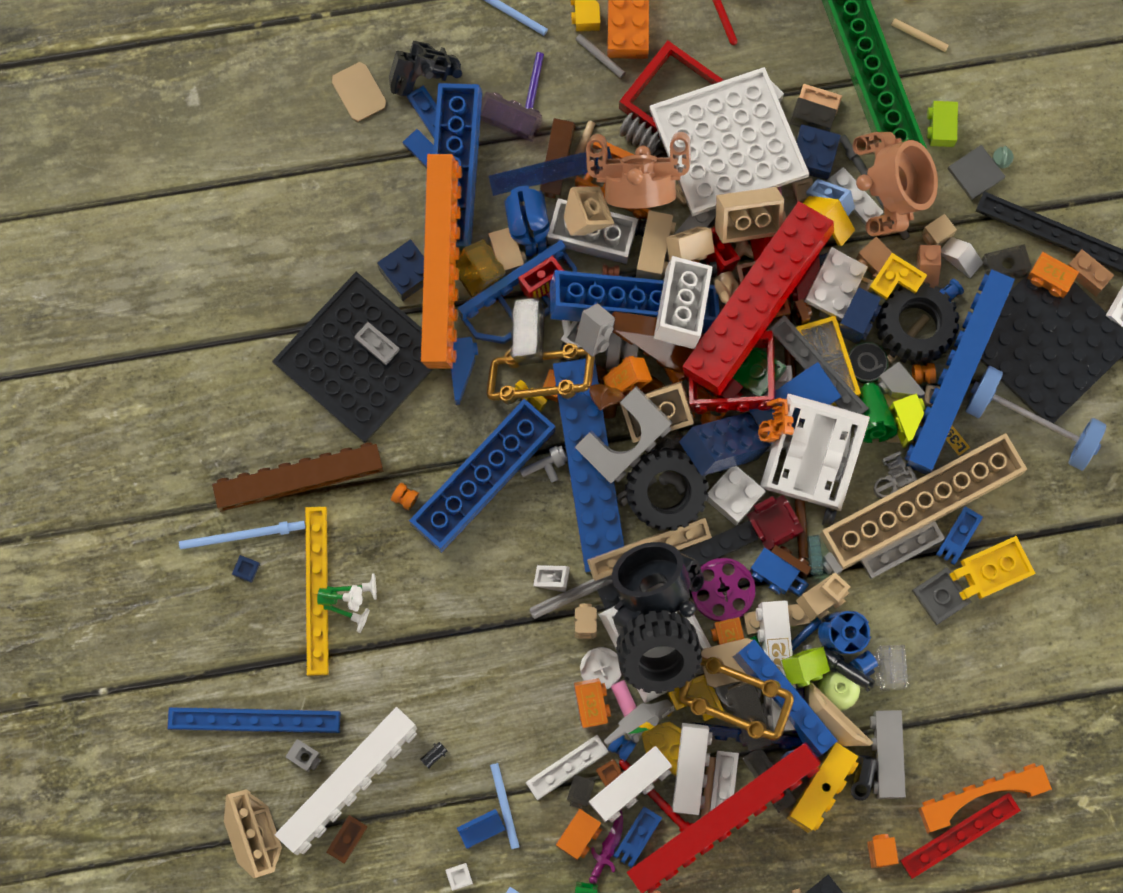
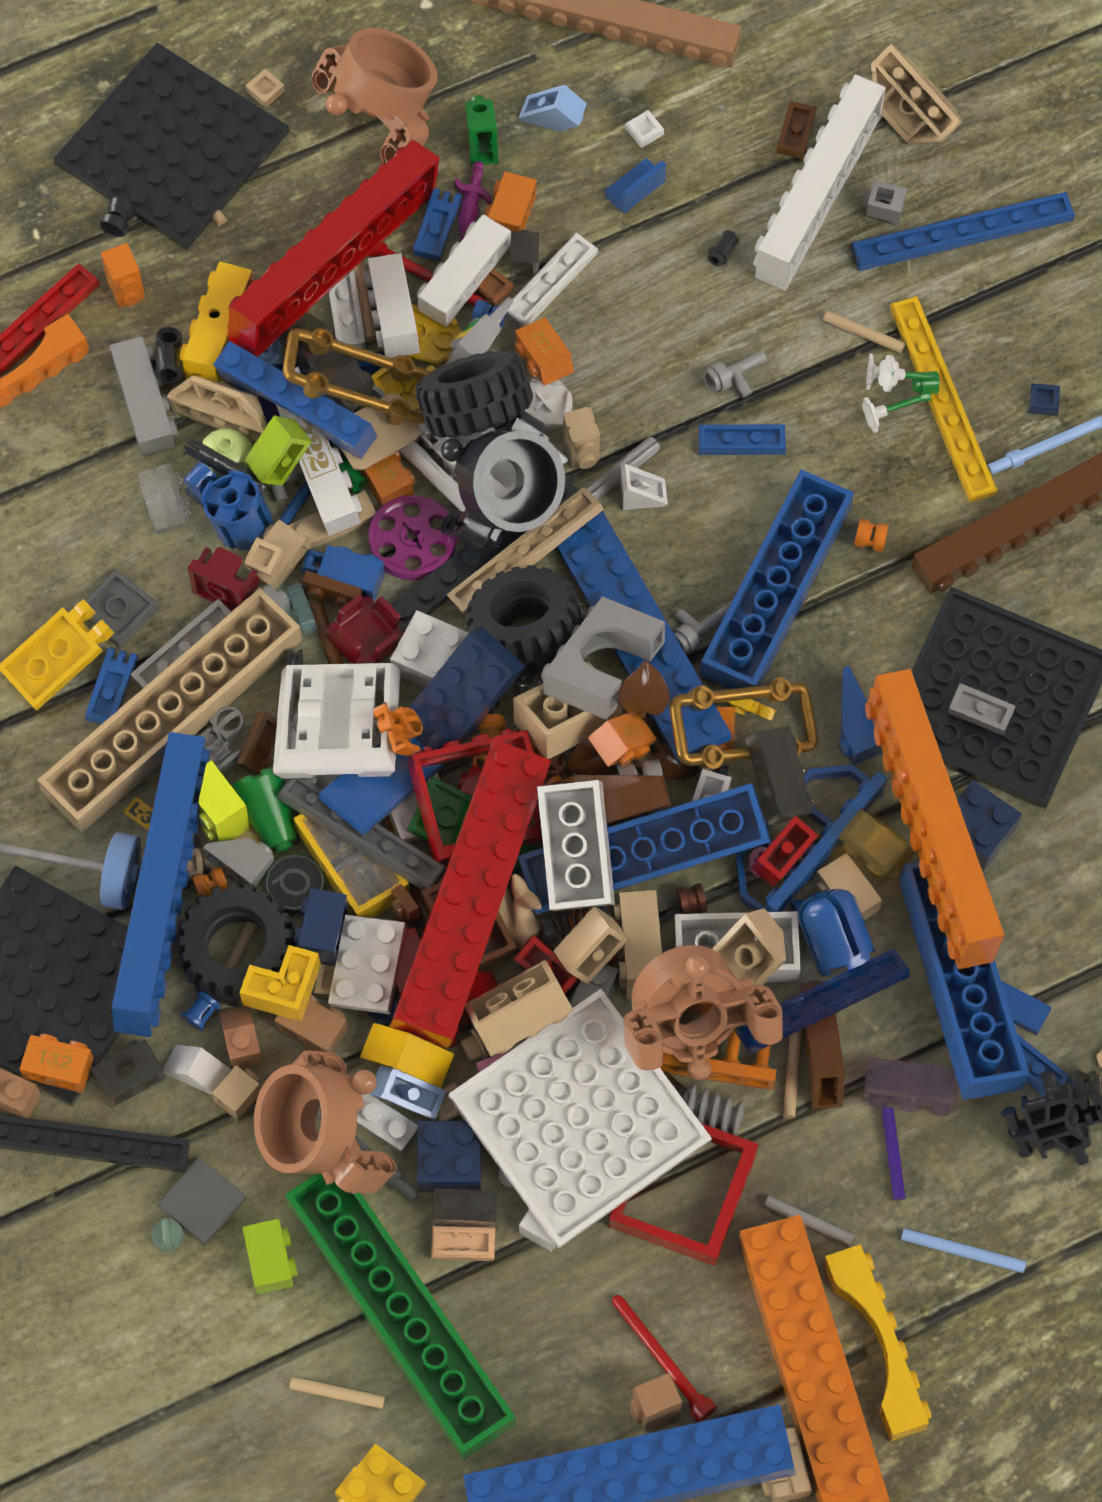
camera: 165 degrees right, 10 degrees down
(354, 659) = (864, 331): none -> tan bar
(469, 599) = (742, 439): none -> blue tile
(471, 649) = (720, 378): none -> light grey piece
(504, 806) = (615, 218): light blue bar -> none
(595, 329) = (686, 773): light grey brick -> none
(866, 585) = (215, 578): none -> dark red panel
(868, 462) = (259, 745): none -> reddish brown plate

